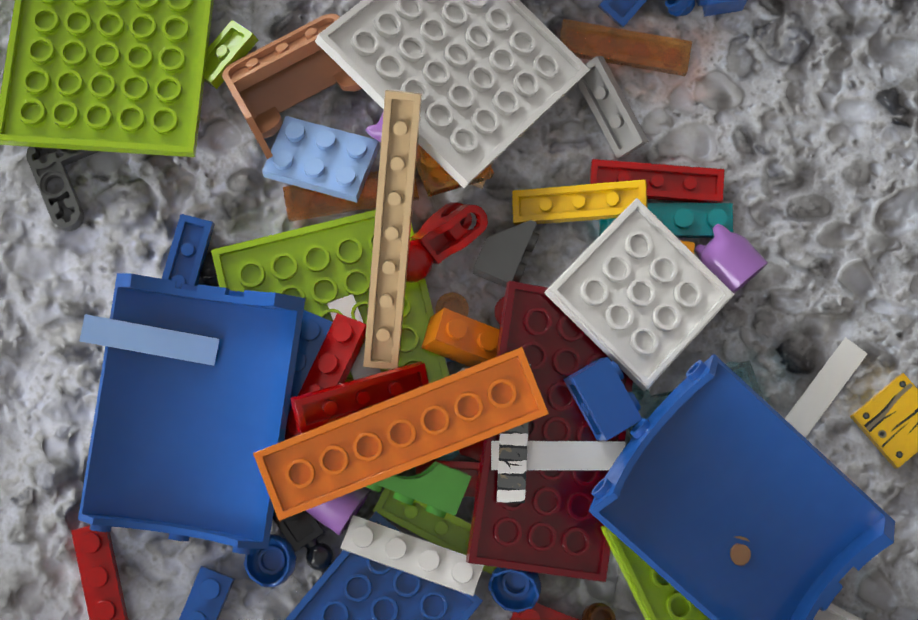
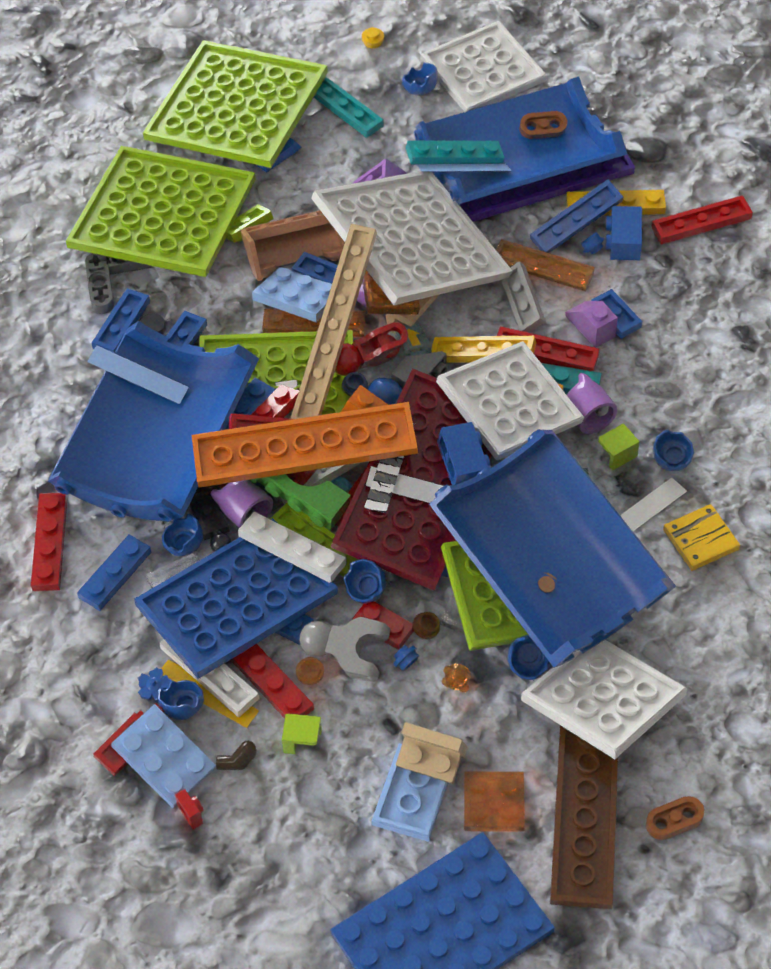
camera: 15 degrees right, 25 degrees down
(101, 245) = (125, 313): none -> blue plate
(143, 240) = (154, 322): none -> black tile
(339, 112) = (315, 267): none -> blue plate
(431, 293) = (352, 382): none -> dark blue plate
(472, 296) = (386, 389): none -> blue hair
(493, 203) = (417, 341): none -> clear light blue tile
(704, 123) = (594, 321): none -> medium lavender slope
(732, 107) = (627, 320): none -> blue plate
(778, 312) = (620, 445): none -> lime panel
(845, 308) = (673, 450): none -> blue hair

